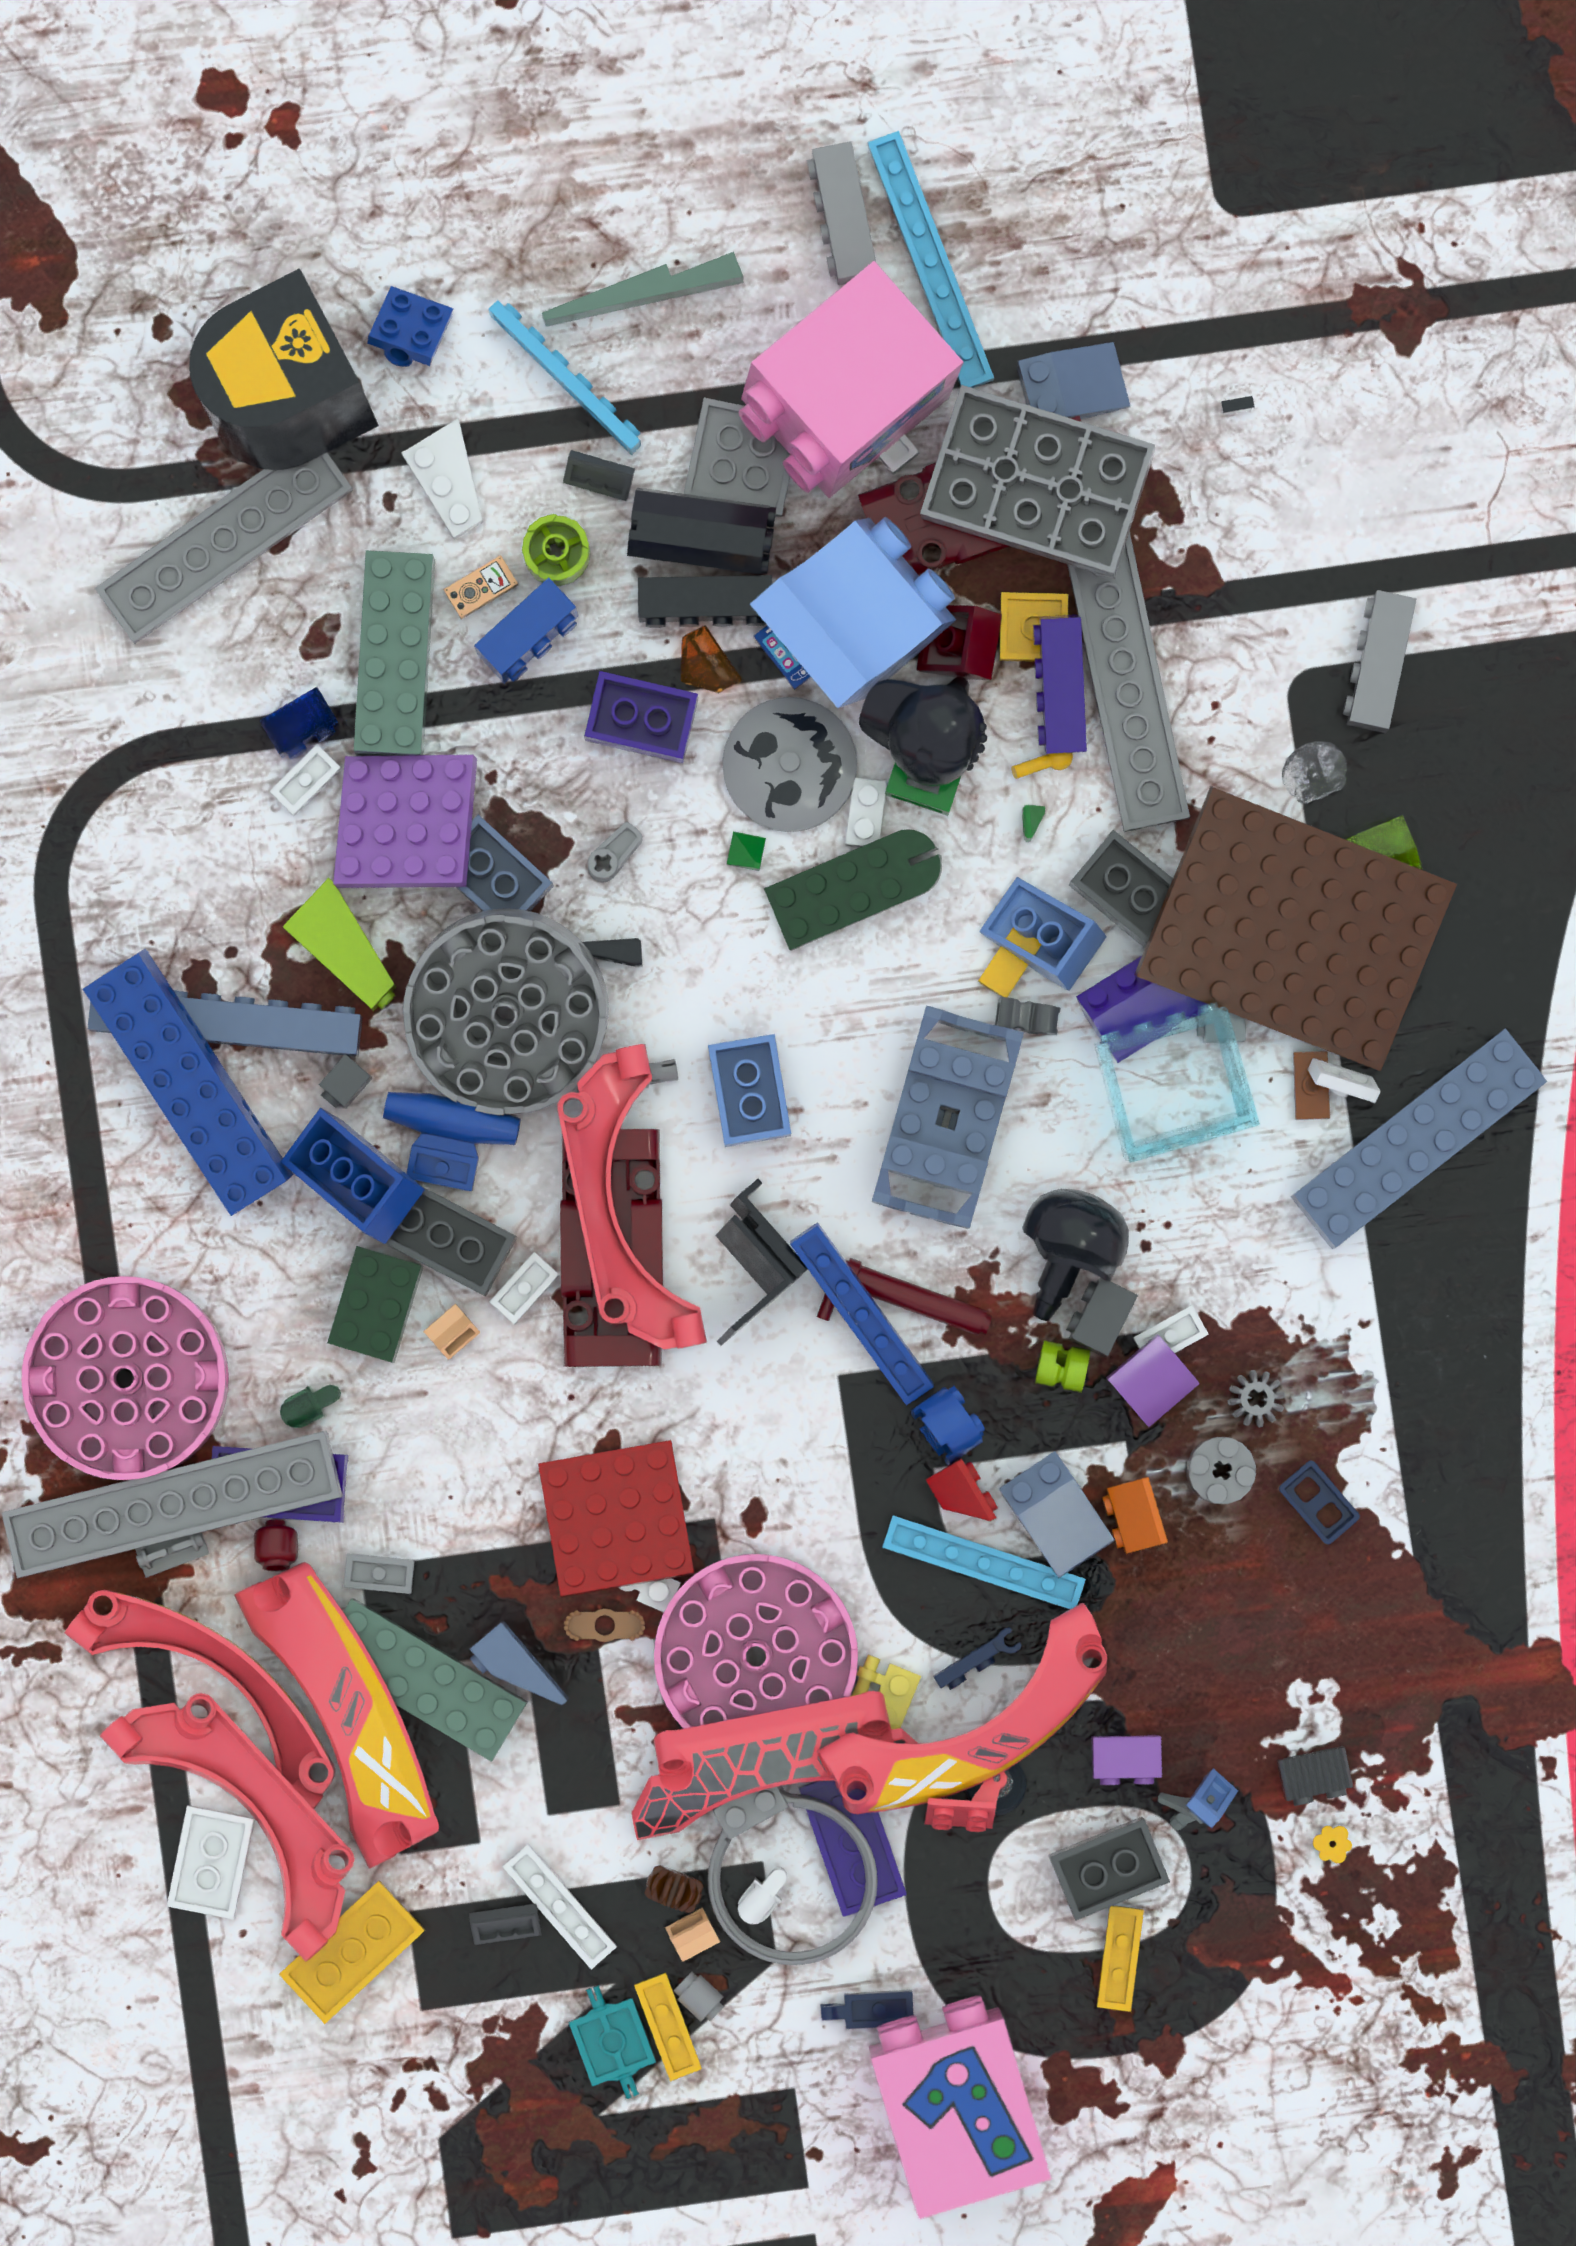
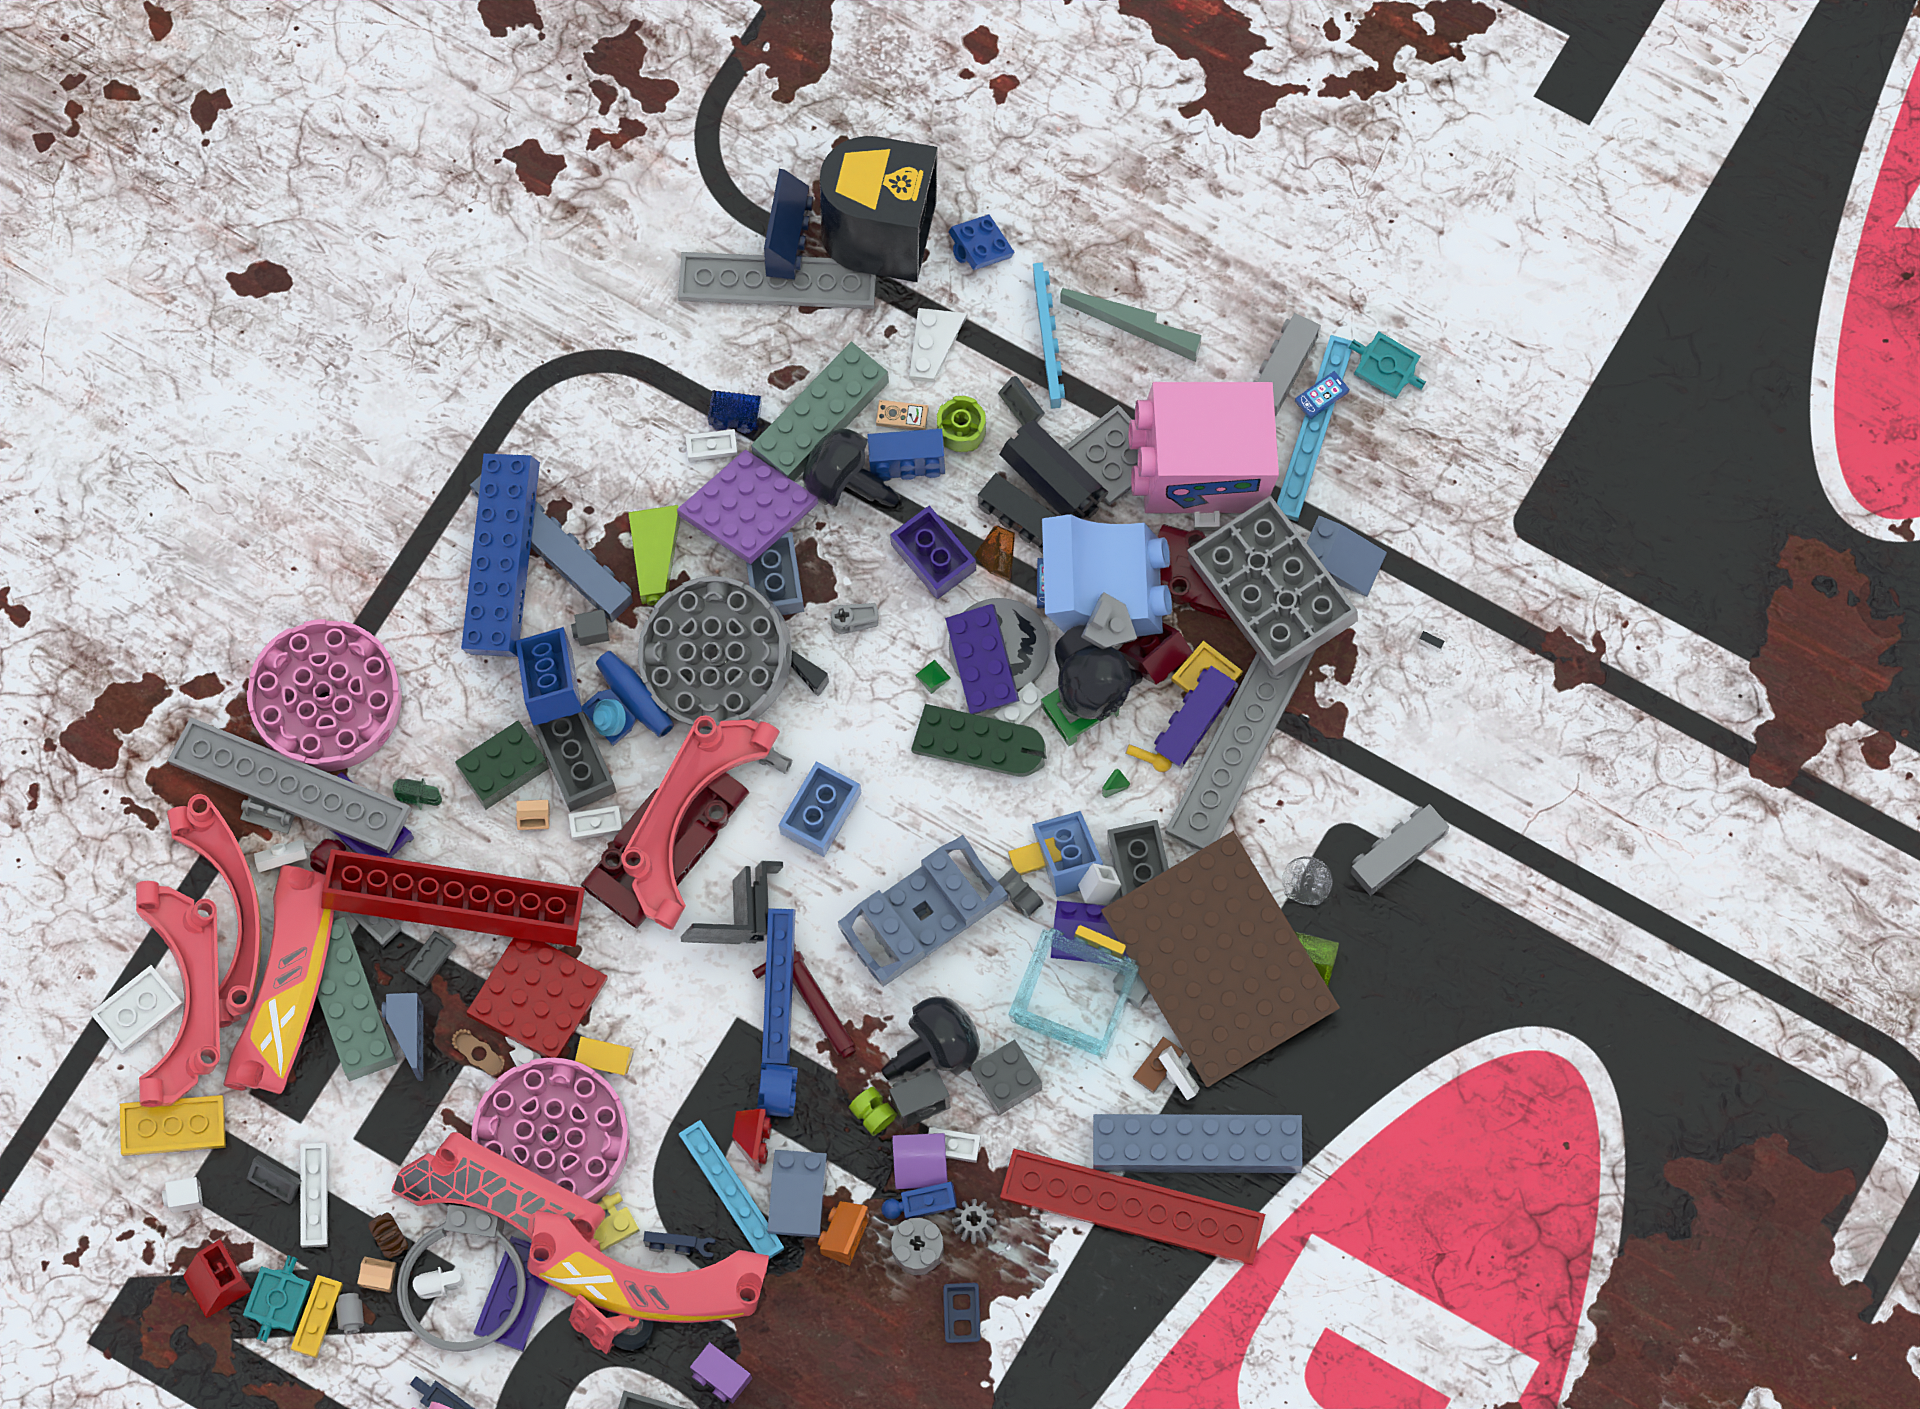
camera: 45 degrees right, 15 degrees down
(191, 474) = (787, 226): none -> dark blue slope
(223, 1584) = (280, 855): none -> white plate
(425, 2015) = (183, 1195): none -> white brick
(450, 1167) = (609, 717): none -> medium azure plate
(450, 1490) = (452, 898): none -> red brick
(471, 704) = (838, 464): none -> black piece
(472, 1567) = (430, 958): none -> dark grey plate
(534, 2073) = (215, 1278): none -> red slope
(738, 1527) = (604, 1056): none -> yellow hinge
(789, 795) = (982, 659): none -> dark purple plate
(909, 664) = (1109, 623): none -> light grey plate
(913, 220) = (1322, 395): none -> tile
(953, 130) = (1387, 365): none -> teal plate
(1107, 946) = (1099, 884): none -> white brick
(1161, 1009) = (1096, 939): none -> yellow tile
(1170, 1223) = (1006, 1077): none -> dark grey brick
(1187, 1421) = (922, 1202): none -> blue plate
(1403, 1255) = (1132, 1206): none -> red plate

